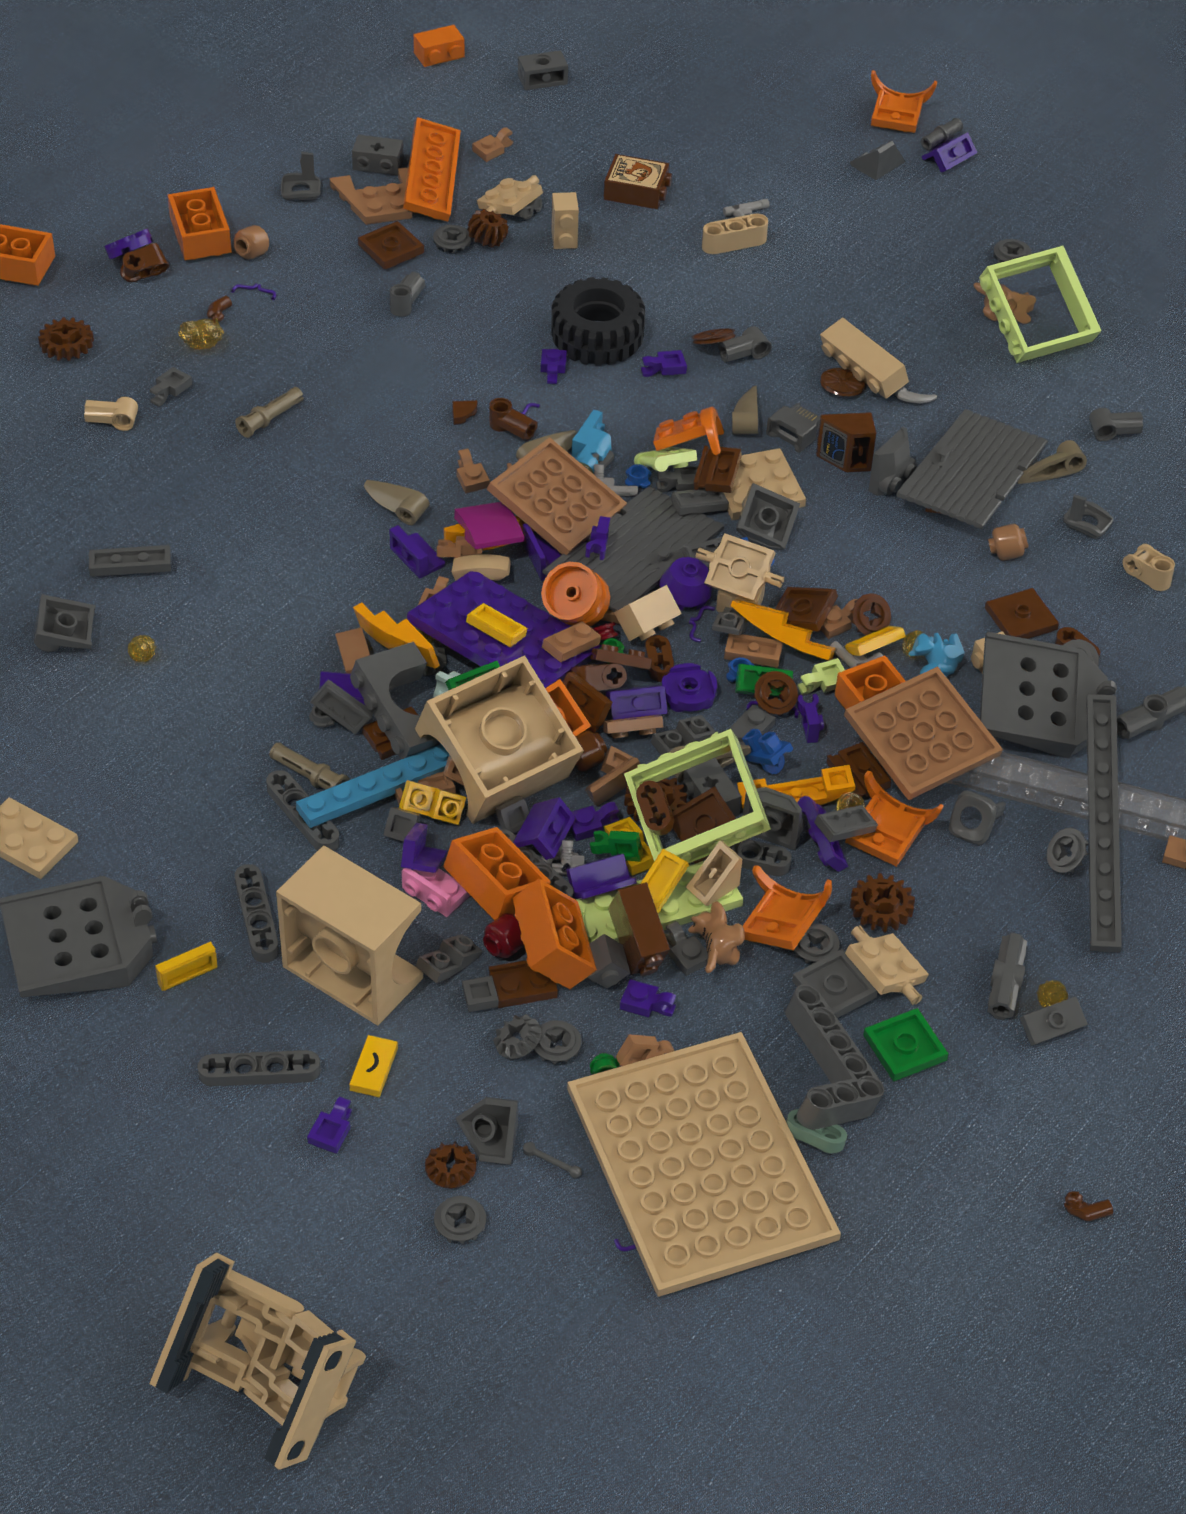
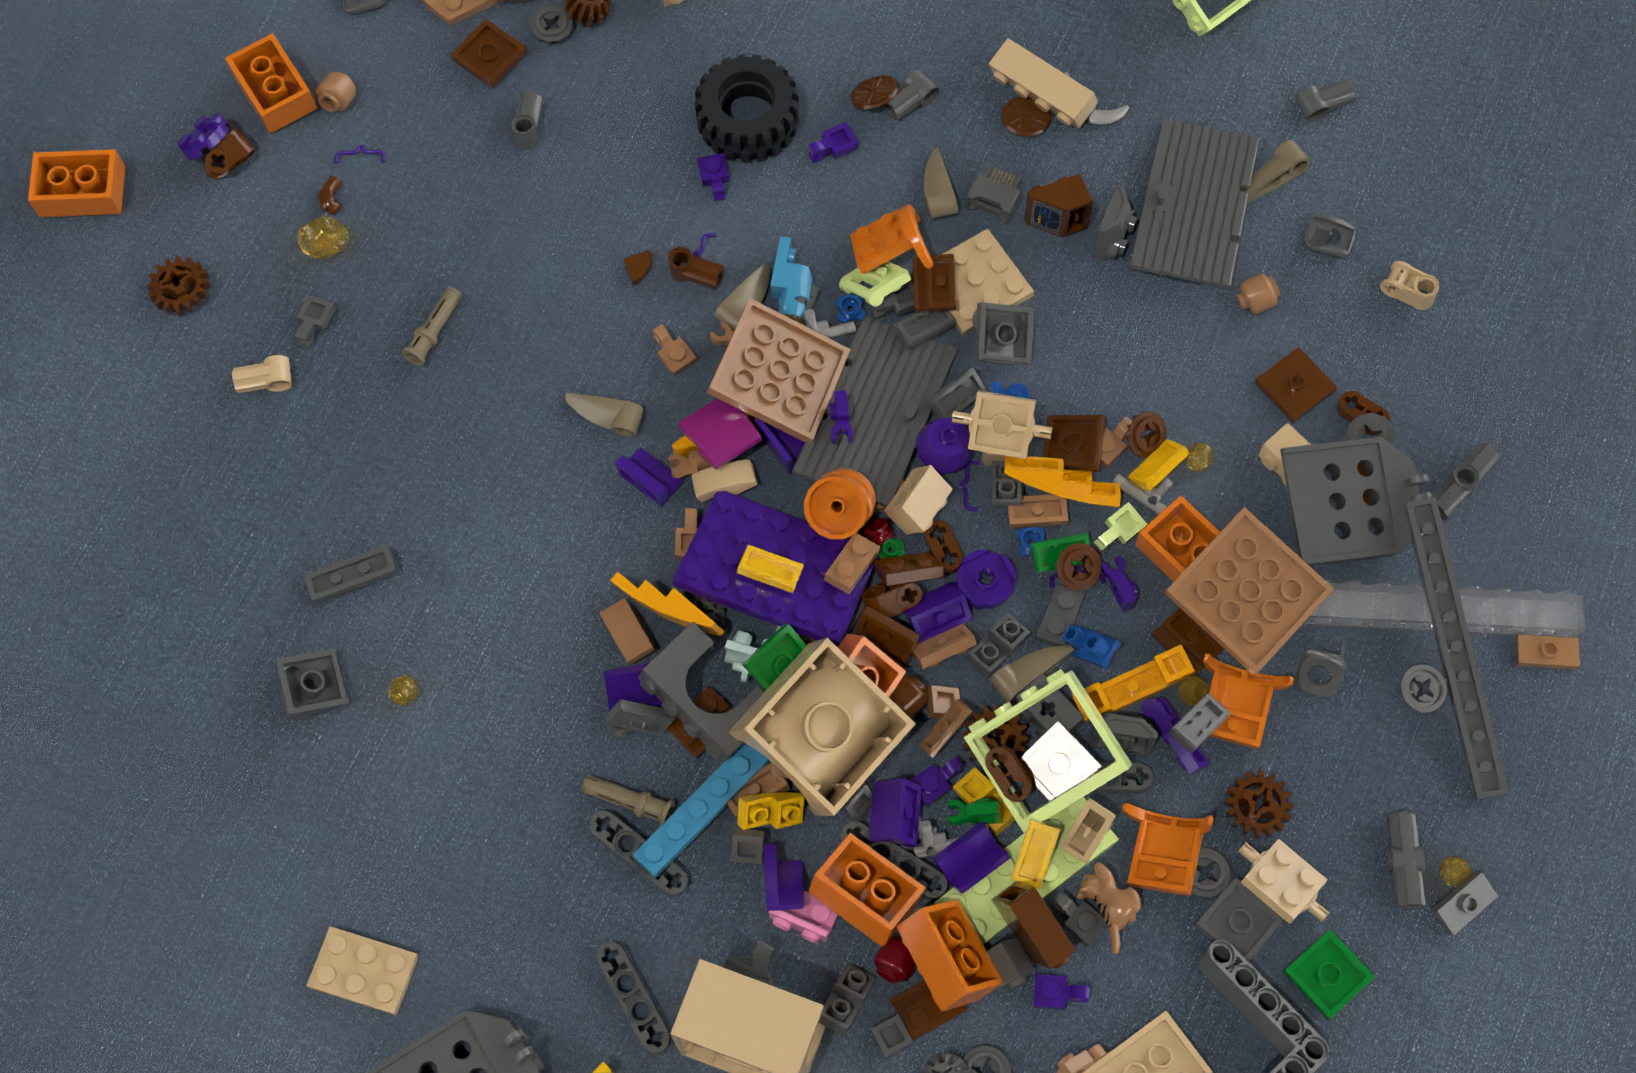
camera: 10 degrees left, 20 degrees up
(939, 653) = (1233, 470): dark azure animal -> none

